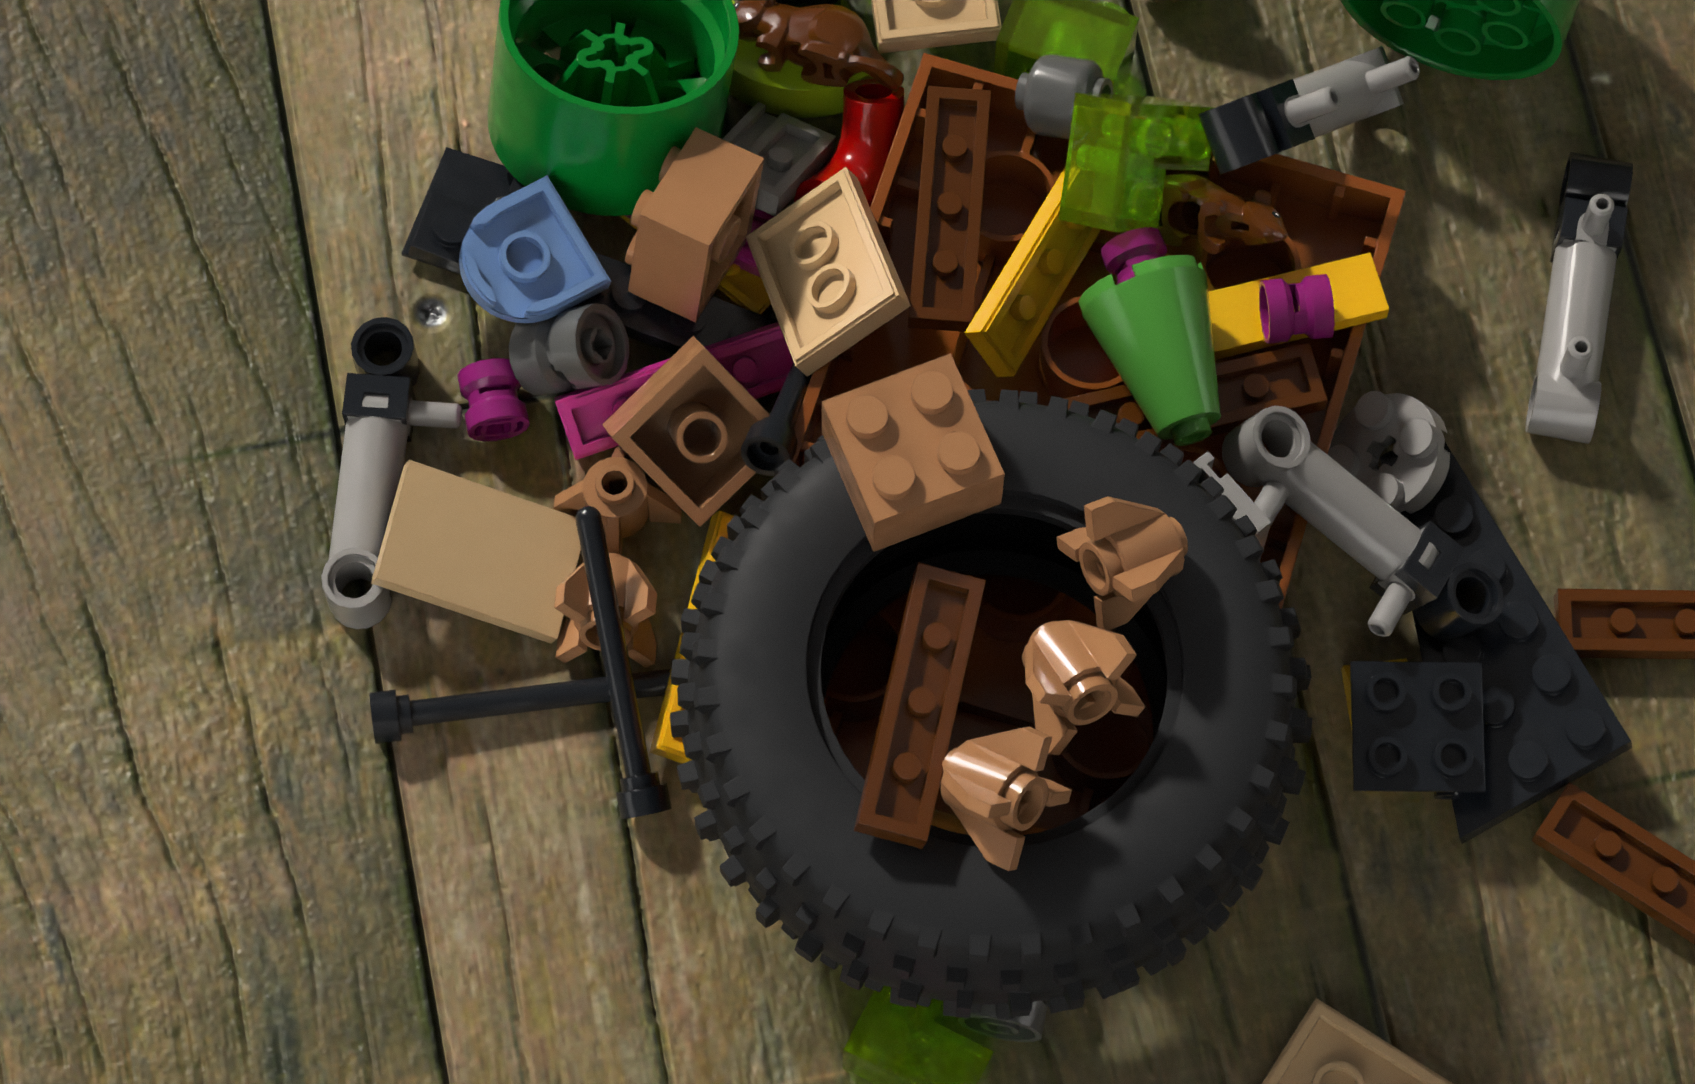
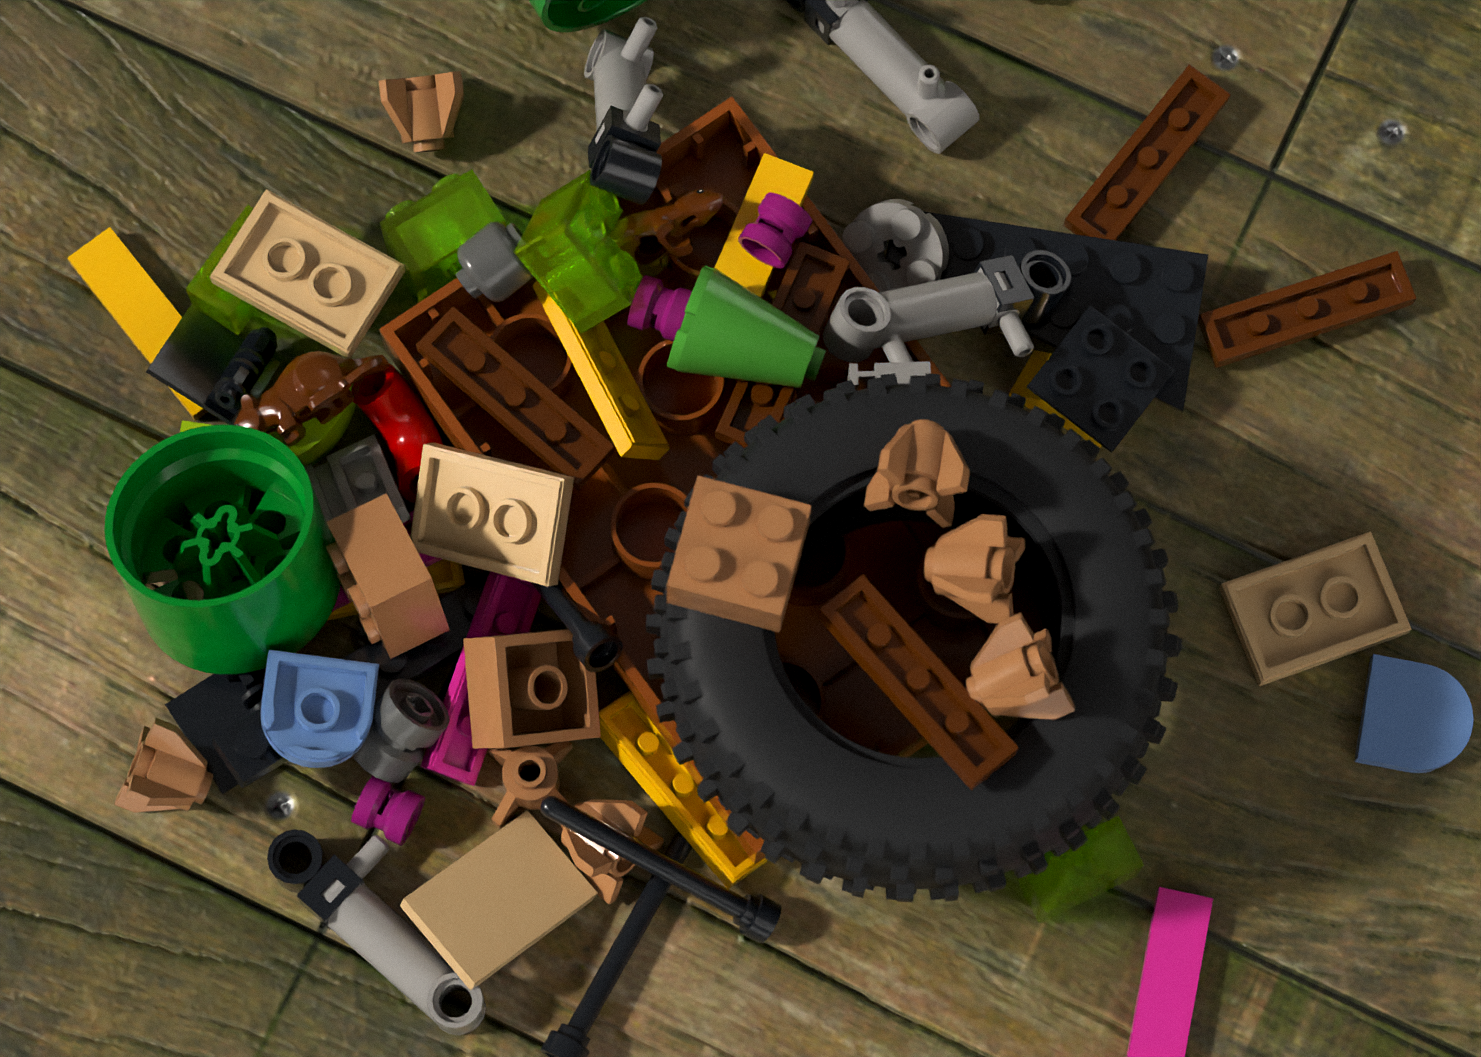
camera: 55 degrees left, 5 degrees up
(378, 186) = (164, 772): none -> medium nougat brick

